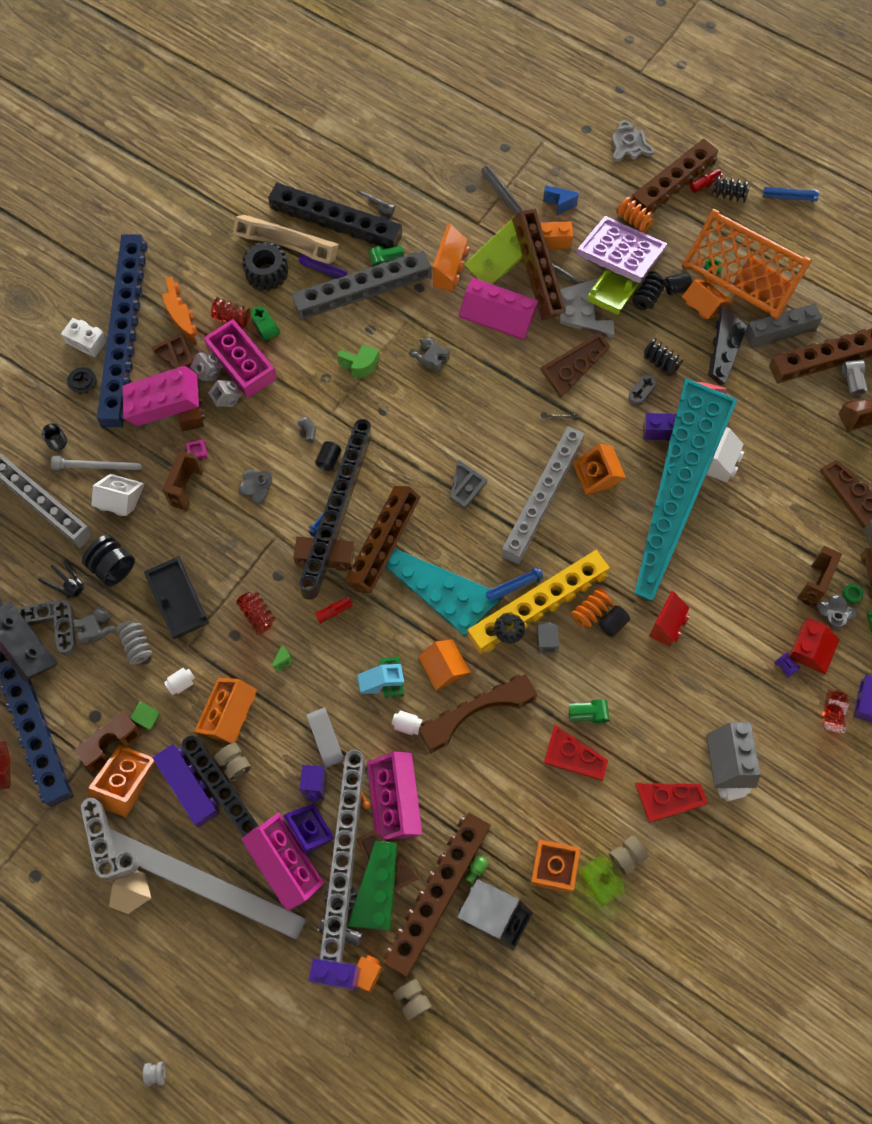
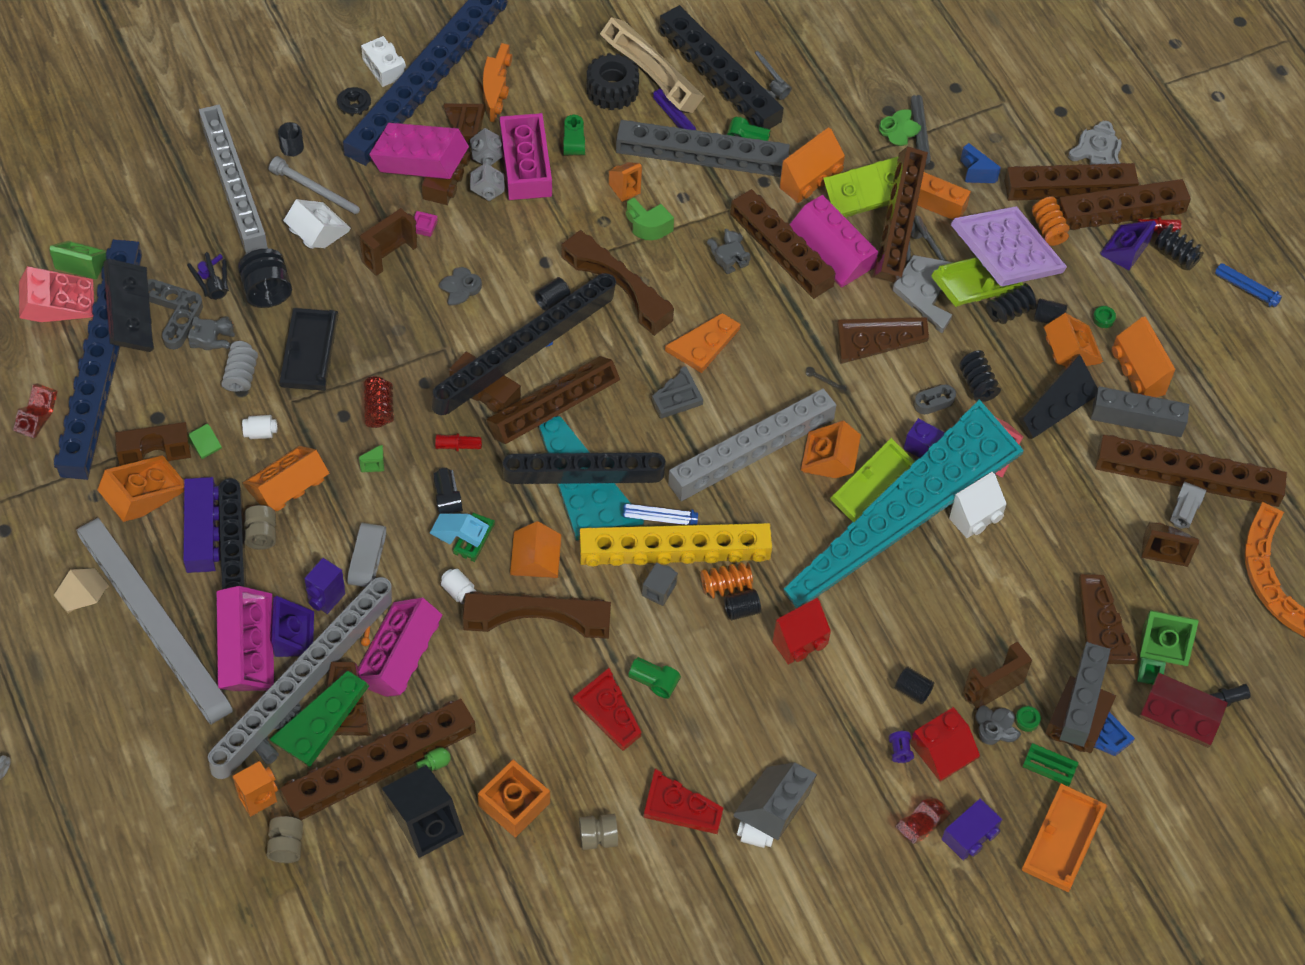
camera: 25 degrees right, 10 degrees down
(54, 577) = (203, 268): none -> dark purple hand
(104, 837) = (80, 521): light grey beam -> none
(225, 312) = (540, 101): clear red piece -> none
(310, 428) = (553, 257): dark grey arm -> none
(324, 338) = (626, 180): none -> orange slope
(333, 412) = (588, 256): none -> reddish brown arch
(334, 974) = (221, 757): dark purple brick -> none
(355, 658) = (447, 496): none -> black piece
(436, 589) = (574, 462): none -> black beam
(458, 434) = (704, 343): none -> orange wing
(471, 335) = (783, 243): none -> reddish brown brick
(491, 197) = (900, 128): none -> bright green plate
(510, 636) = (618, 556): black gear -> none
(602, 892) = (550, 854): clear neon green brick -> none
(627, 178) = (1066, 180): none -> reddish brown brick
(644, 476) = (872, 480): none -> lime container
(688, 265) = (1161, 311): orange door -> none
(696, 203) = (1128, 243): none -> dark purple slope
(767, 614) = (914, 685): none -> black piece

